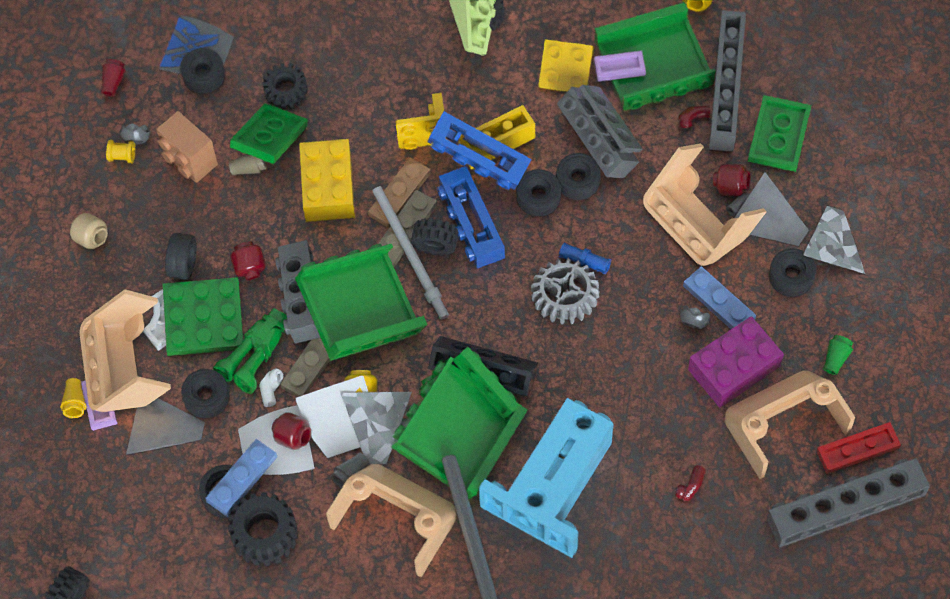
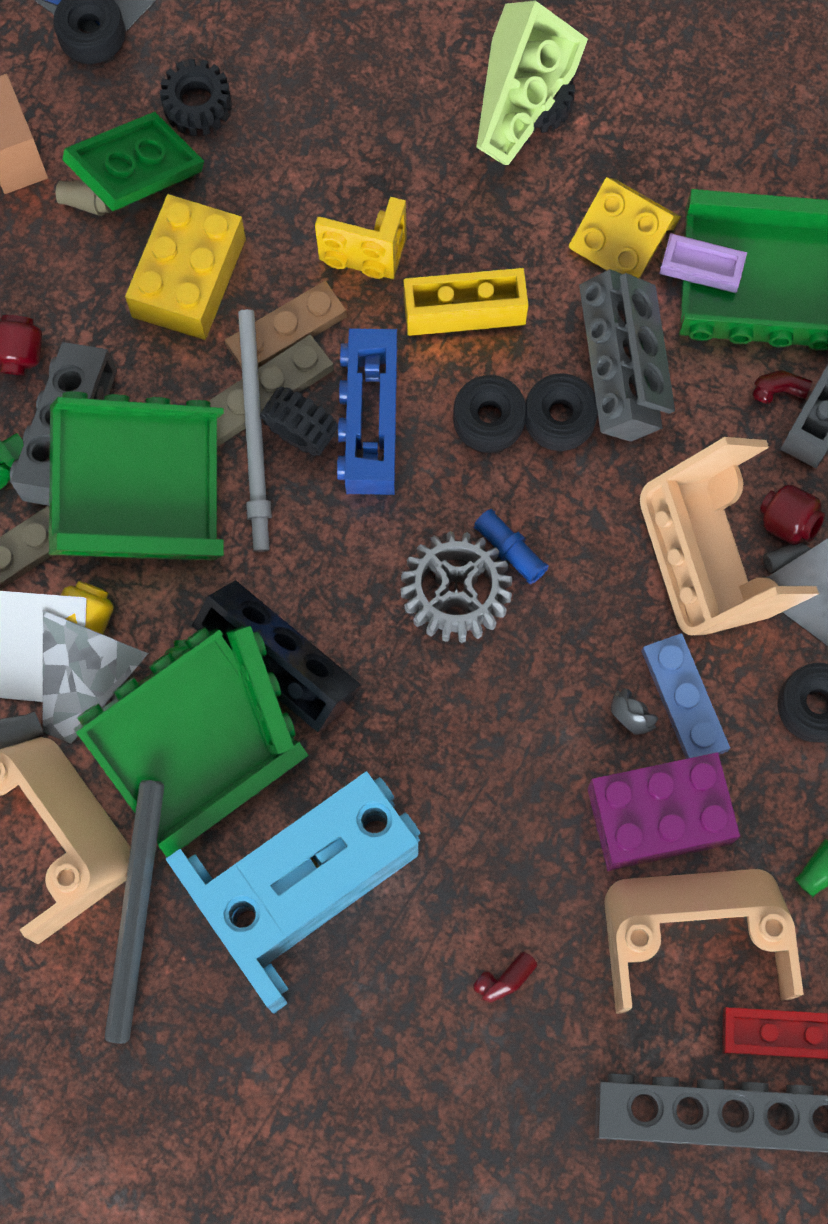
camera: 20 degrees right, 10 degrees up
(482, 165) = (375, 263): brick -> none

